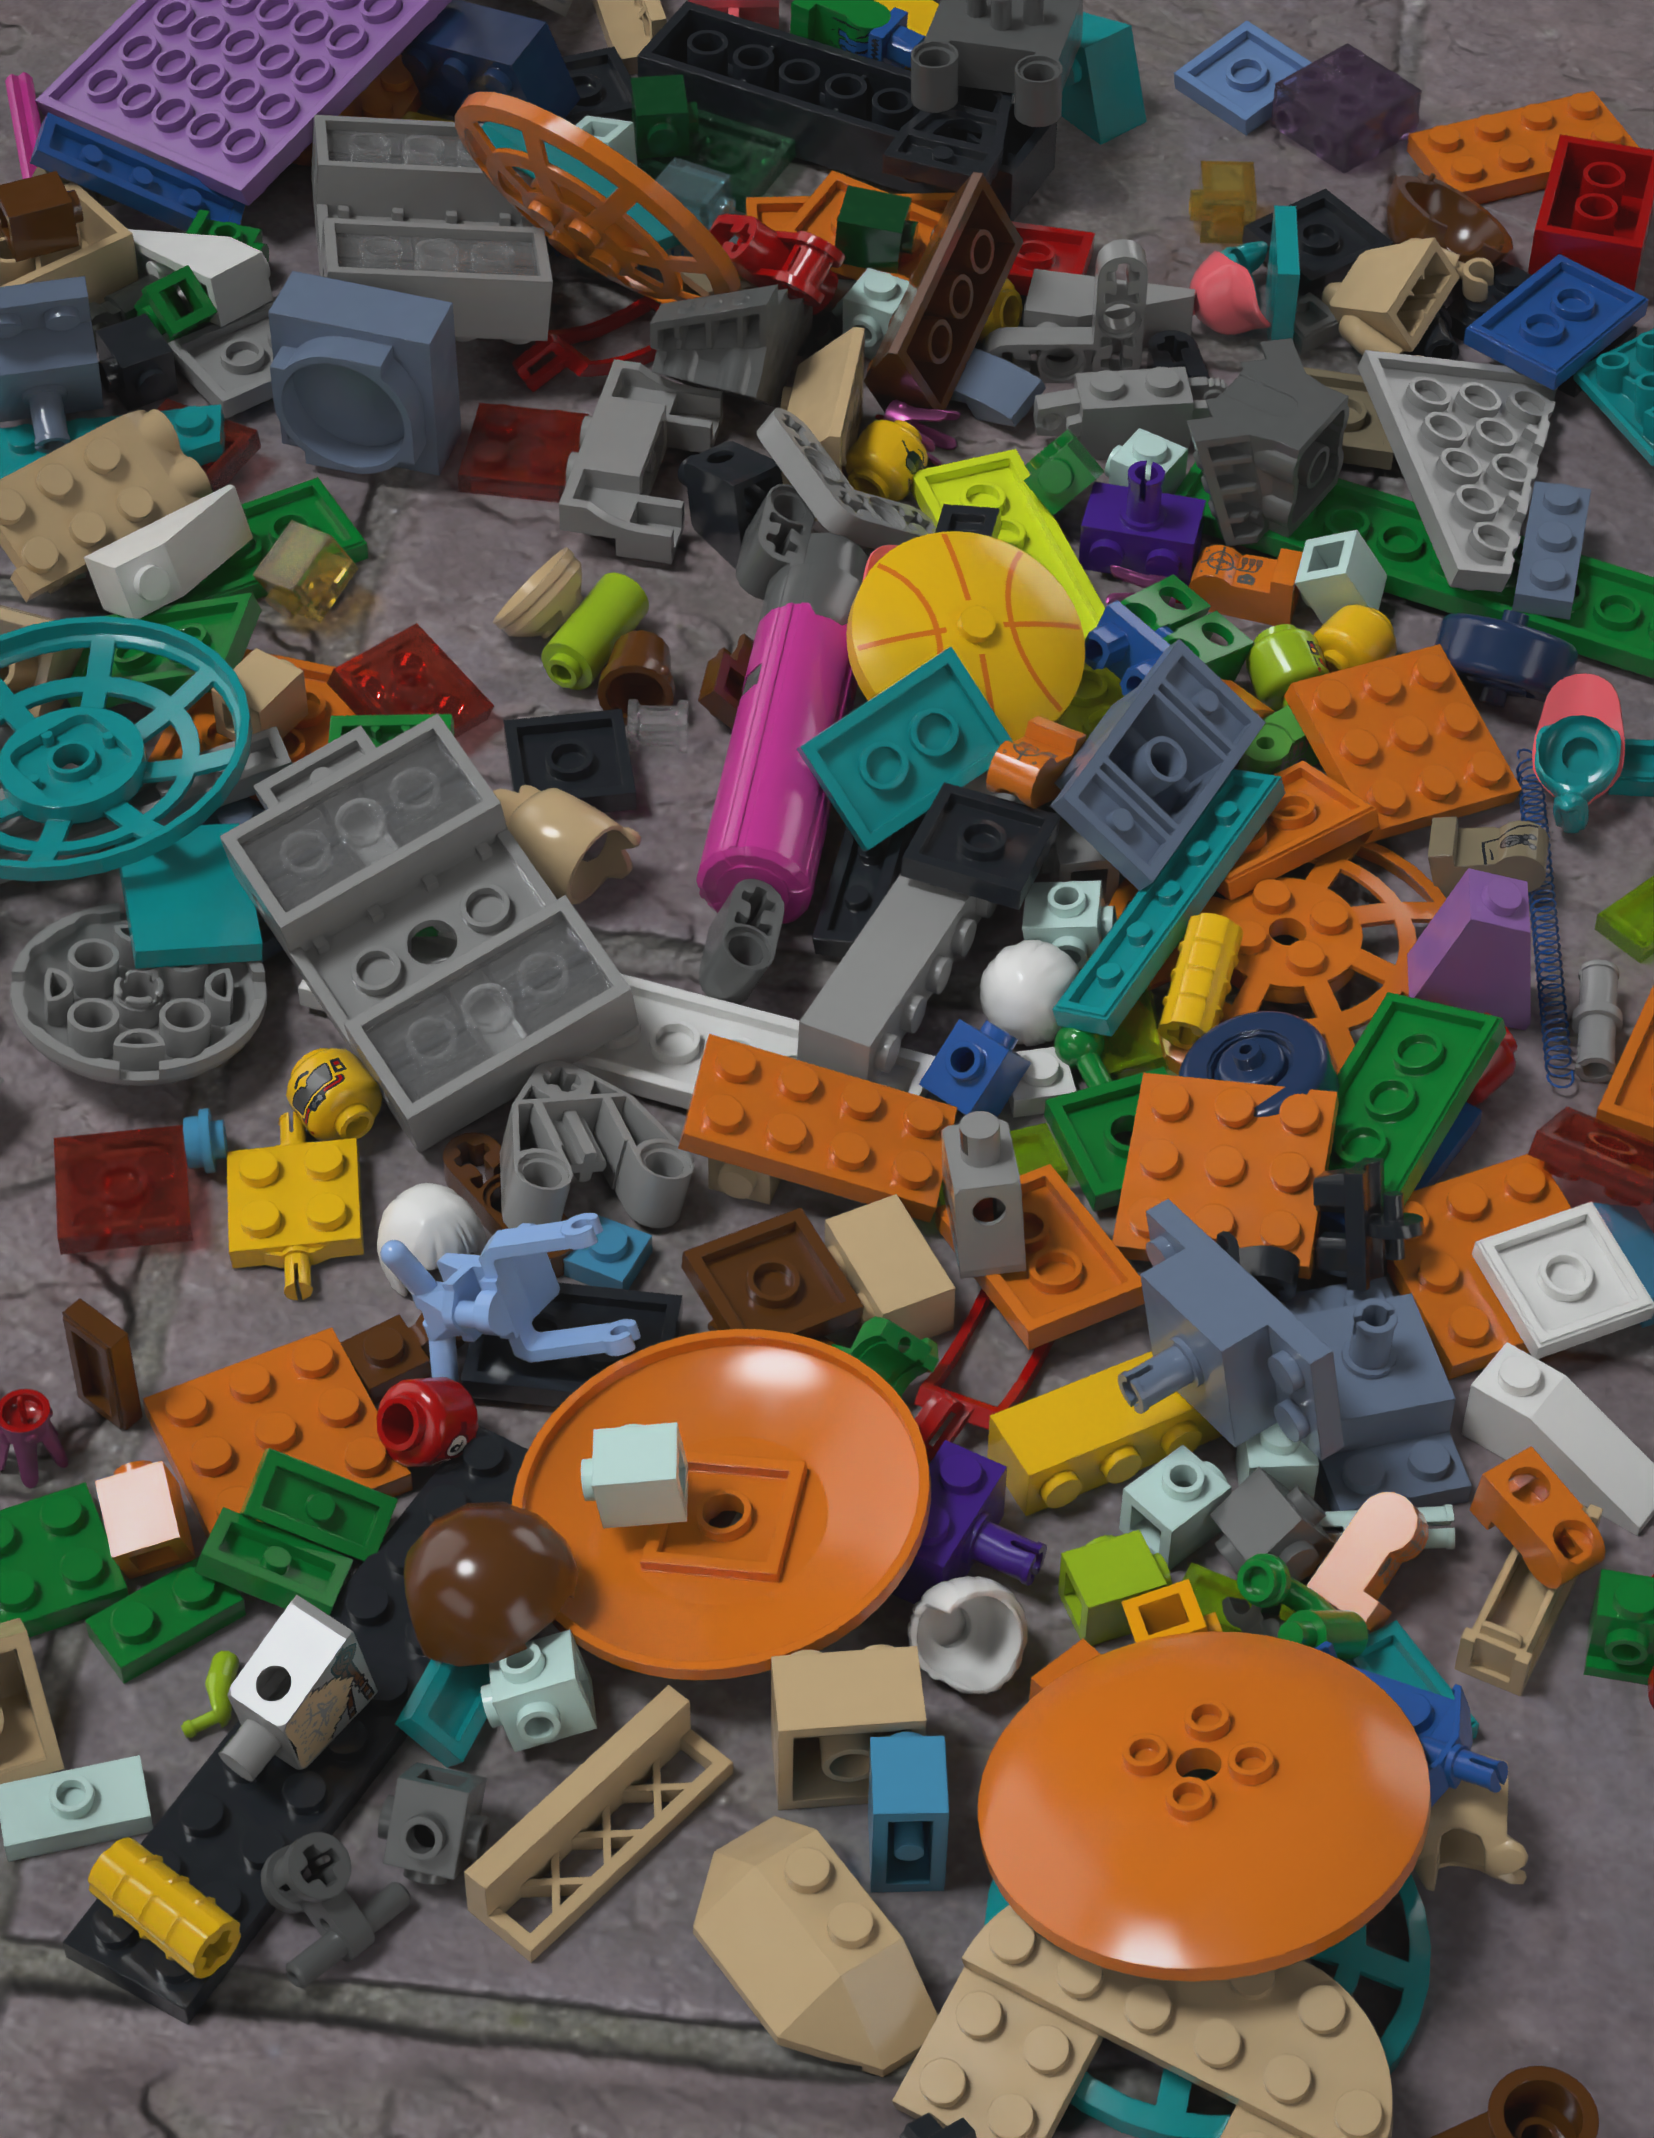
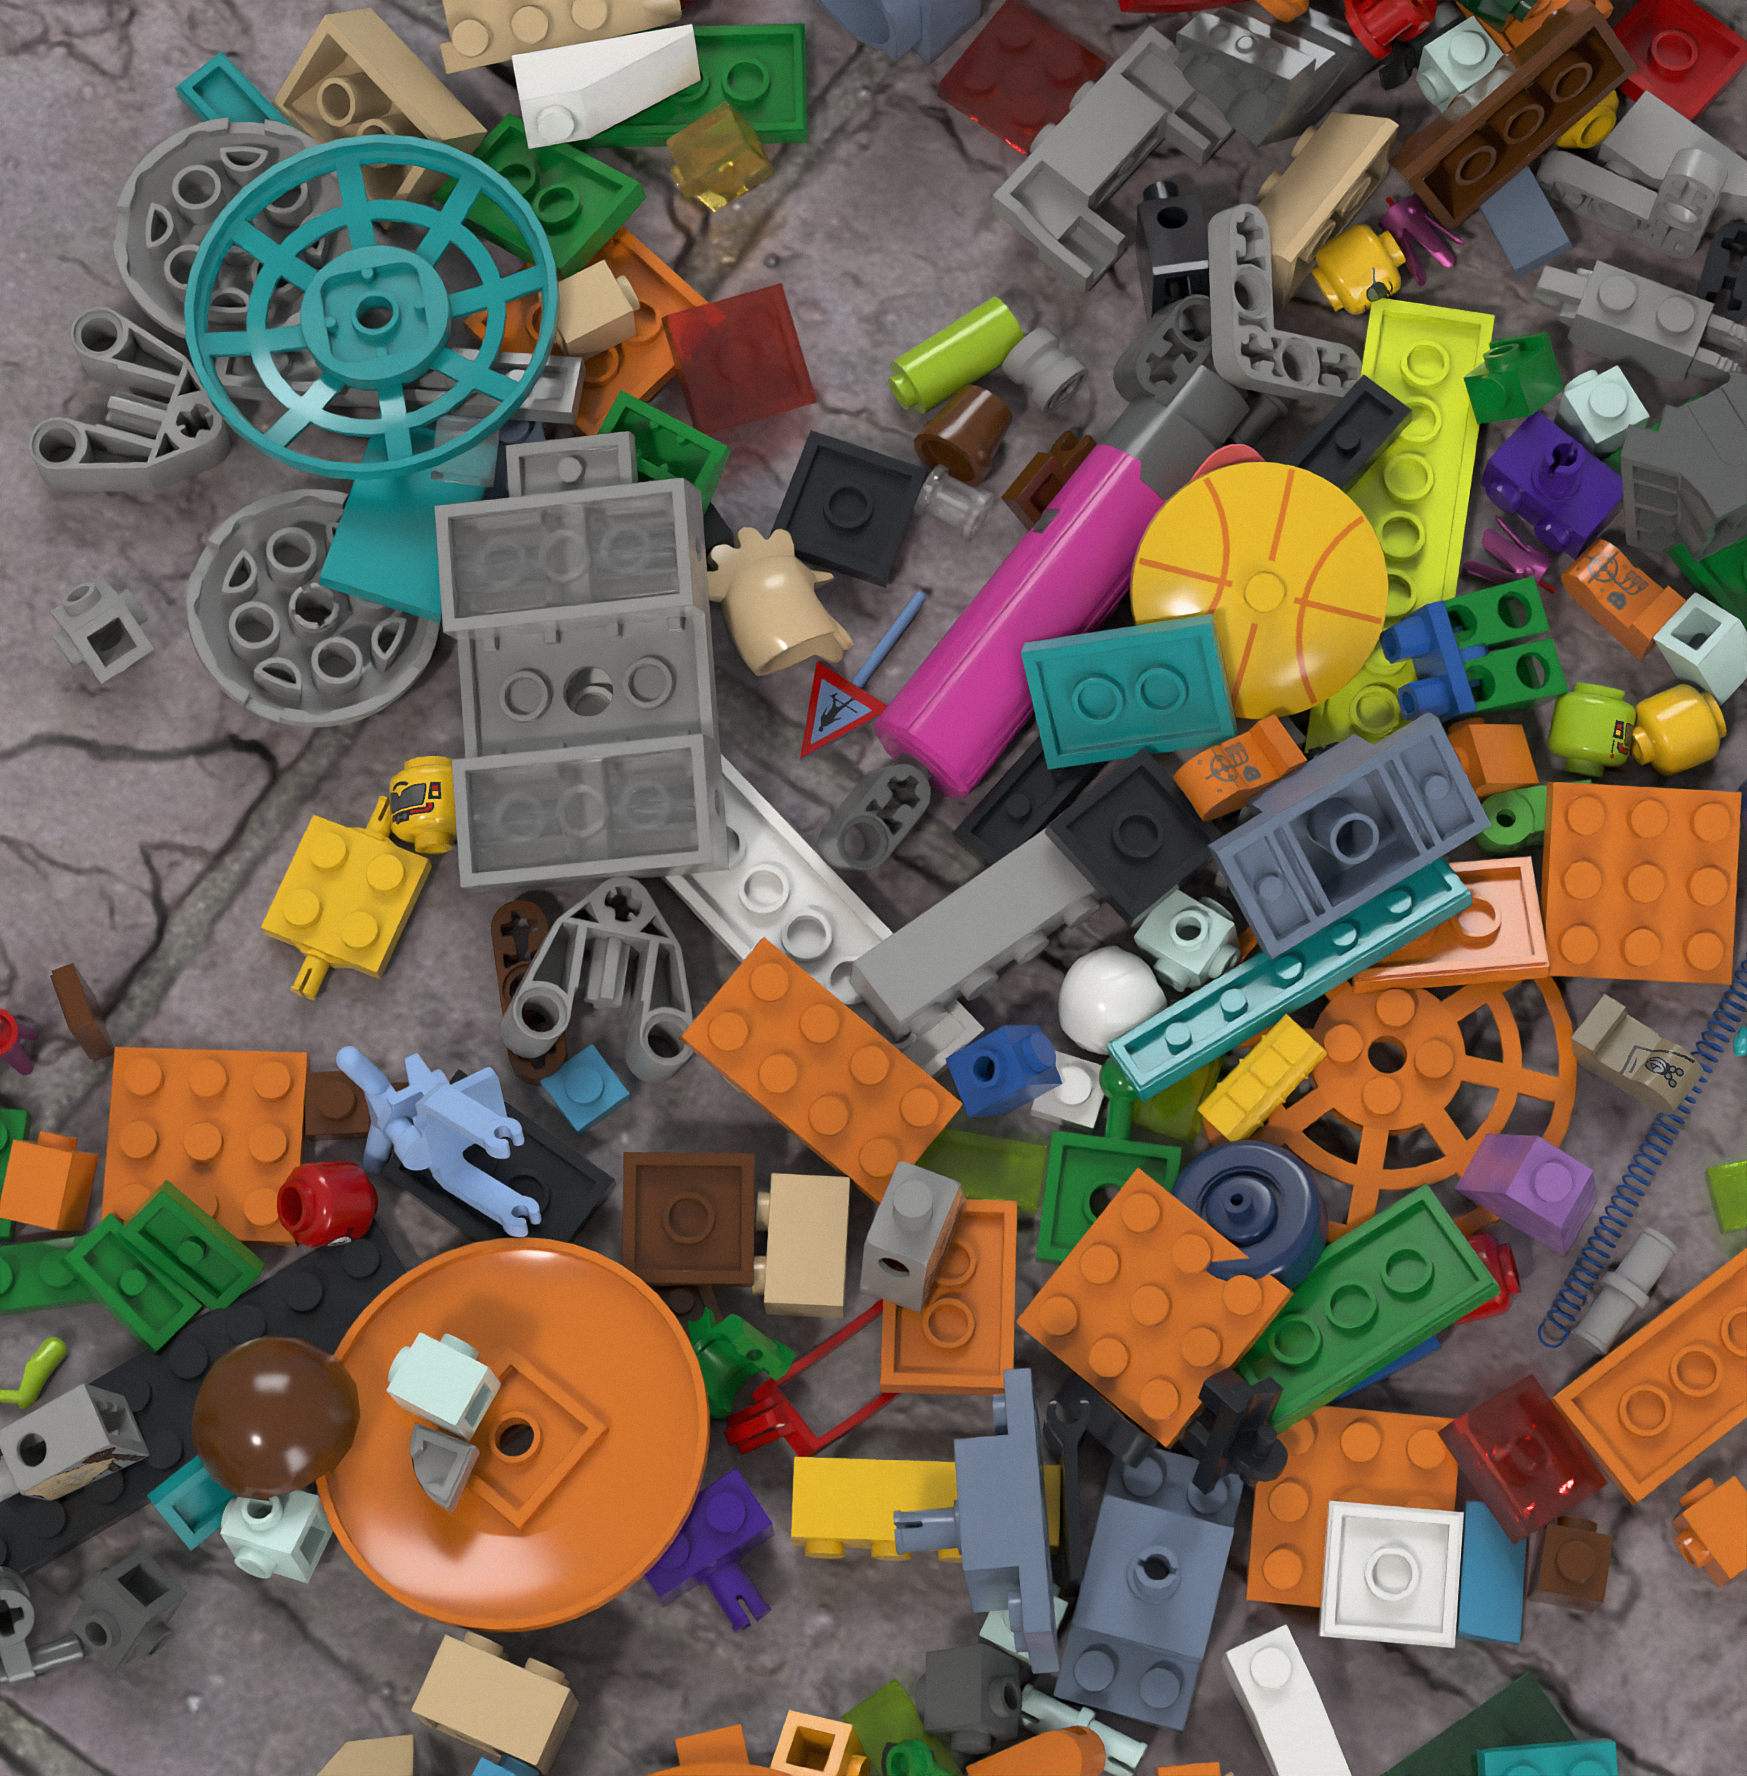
camera: 30 degrees right, 25 degrees up
(122, 1189) = (206, 810): clear red plate -> none
(204, 1141) = (299, 793): dark azure plate -> none
(206, 837) = (471, 467): none -> clear tile
(430, 1223) = (434, 1004): white hair -> none
(544, 598) = (926, 293): tan piece -> none
(577, 1807) = (252, 1650): tan fence -> none
(655, 904) = (841, 705): none -> piece
(673, 1543) = (441, 1464): none -> light grey tile
(675, 613) = (1045, 369): none -> light grey wheel
(969, 1634) = (657, 1660): white hair -> none
(1101, 1577) = (812, 1670): lime brick -> none
(1174, 1505) = (913, 1619): light aqua brick -> none

